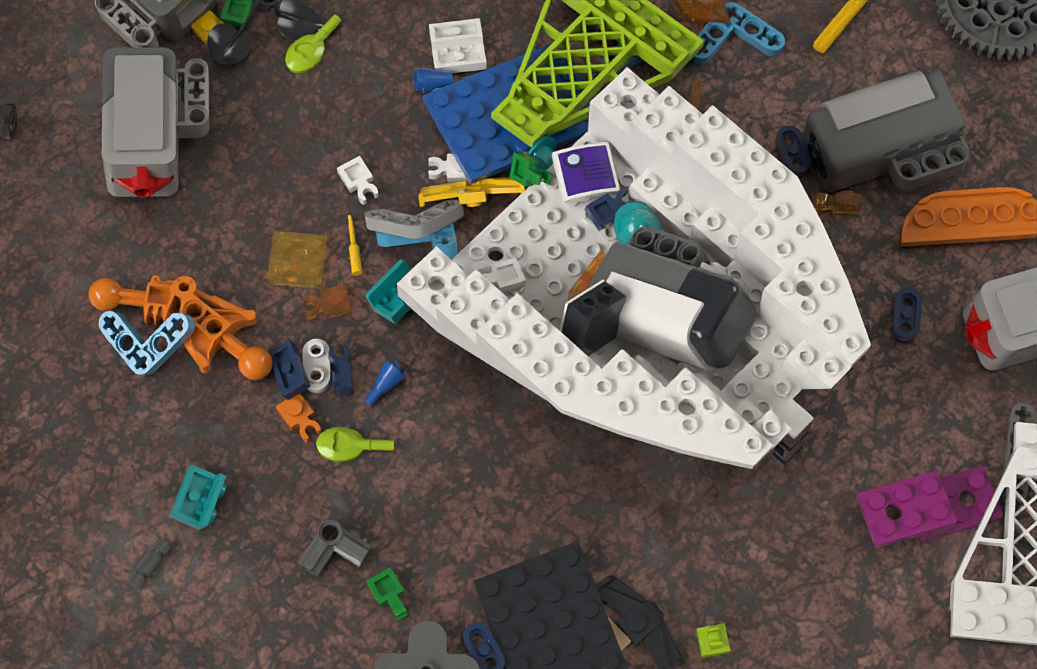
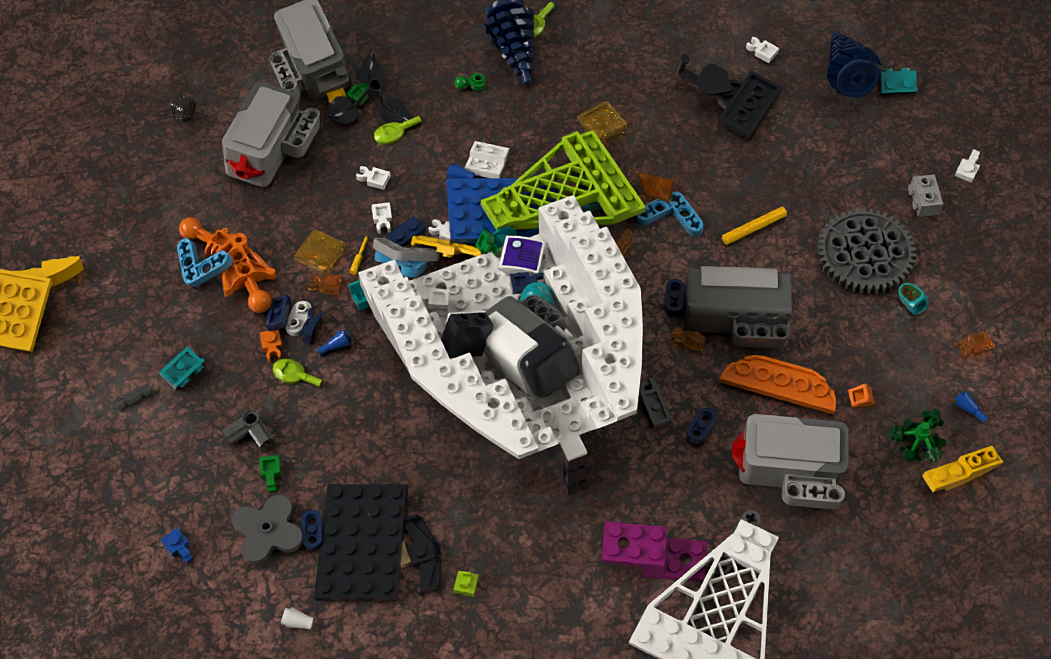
camera: 25 degrees right, 10 degrees down
(322, 126) = (376, 178): none -> white plate
(400, 189) = (403, 234): none -> dark blue plate

